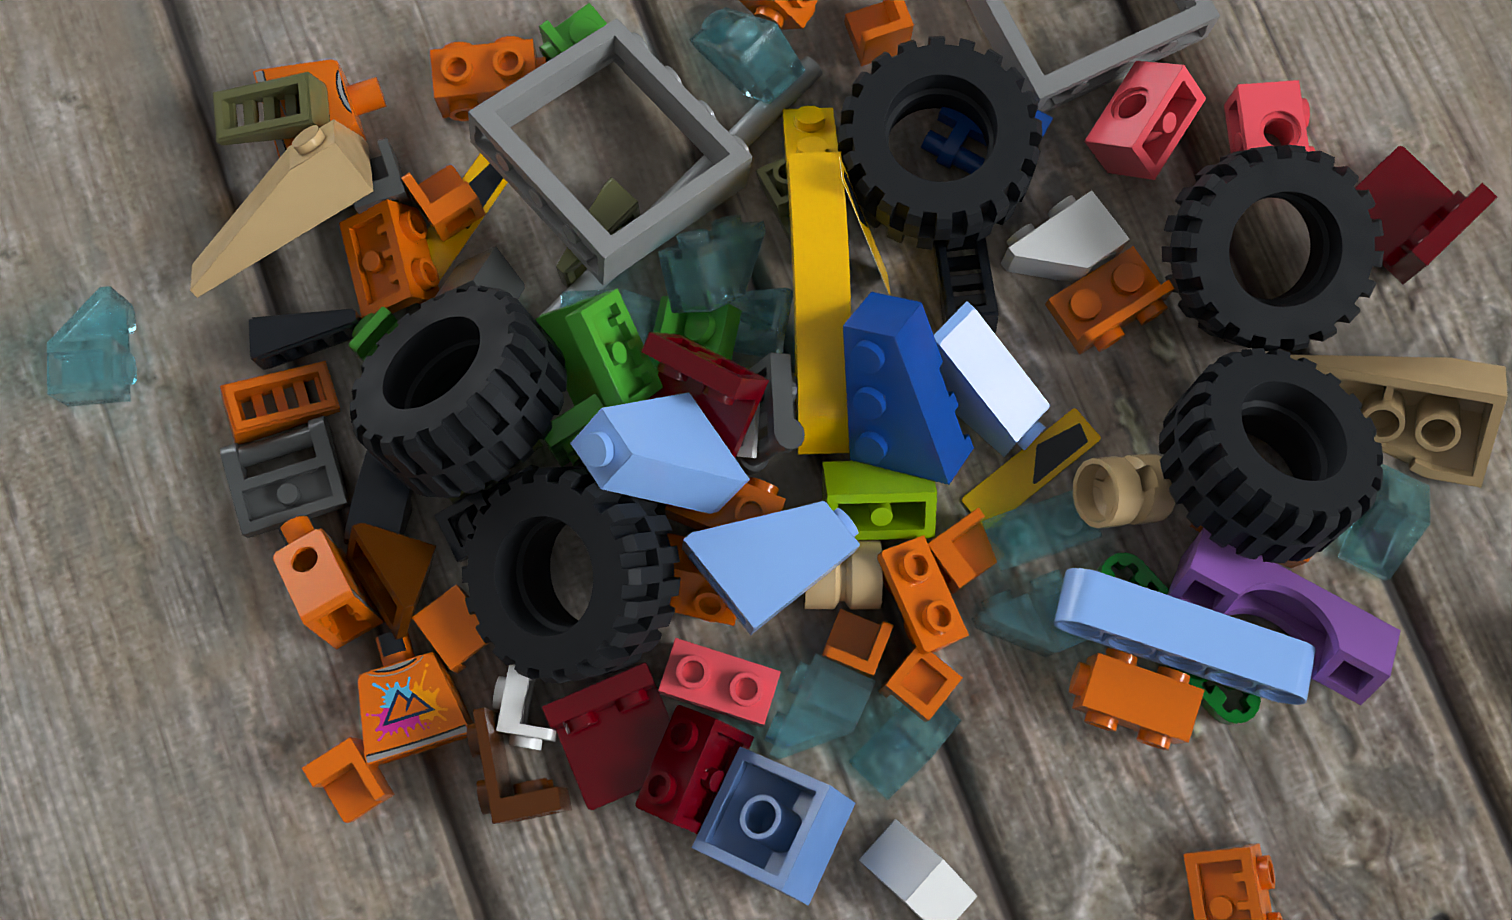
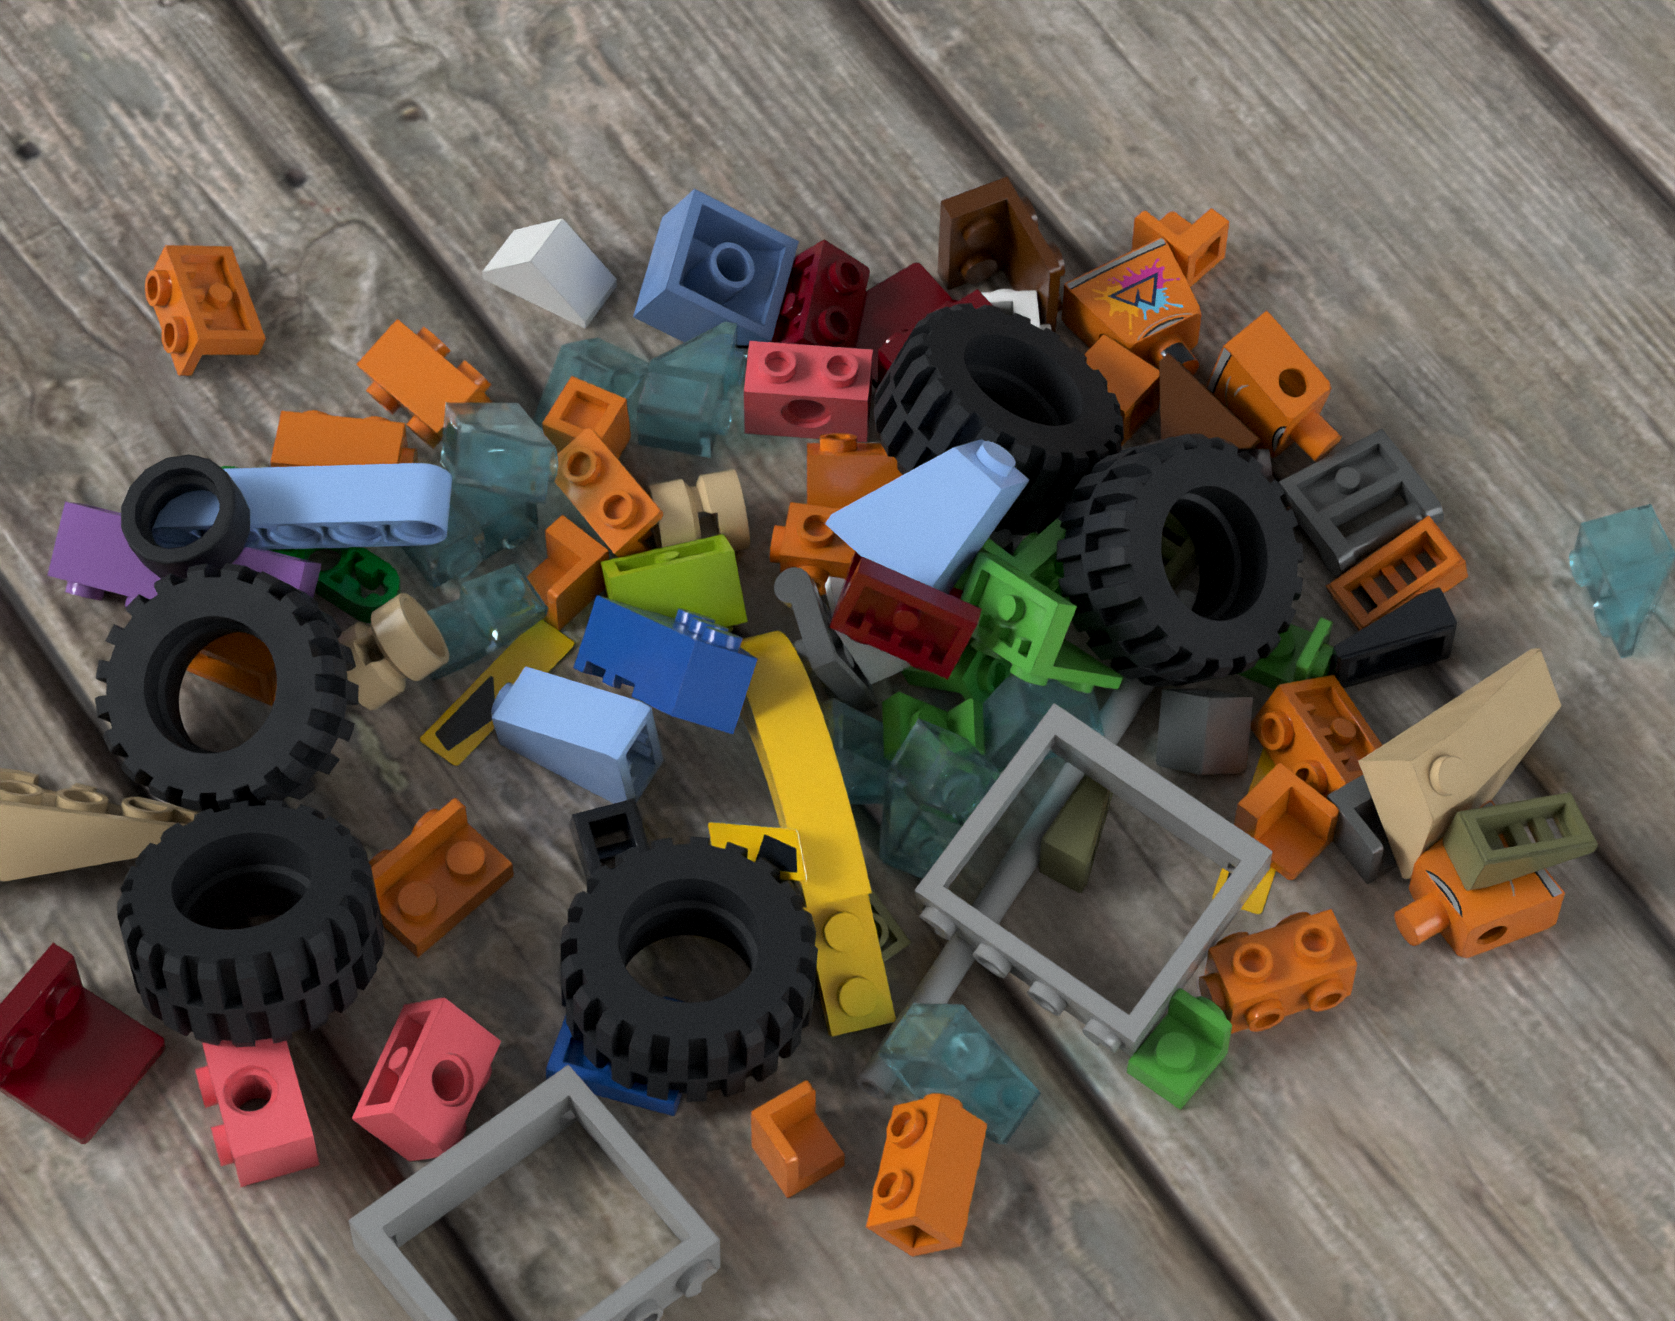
camera: 170 degrees right, 20 degrees down
(771, 558) = (780, 464): light blue slope -> none
(857, 642) = (666, 447): orange panel -> none
(1009, 651) = (498, 450): none -> clear light blue slope
(1050, 756) = (414, 375): none -> orange brick
(1069, 244) = (498, 924): white slope -> none
(1327, 612) = (167, 481): none -> black tyre
(1390, 527) = (58, 715): clear light blue slope -> none

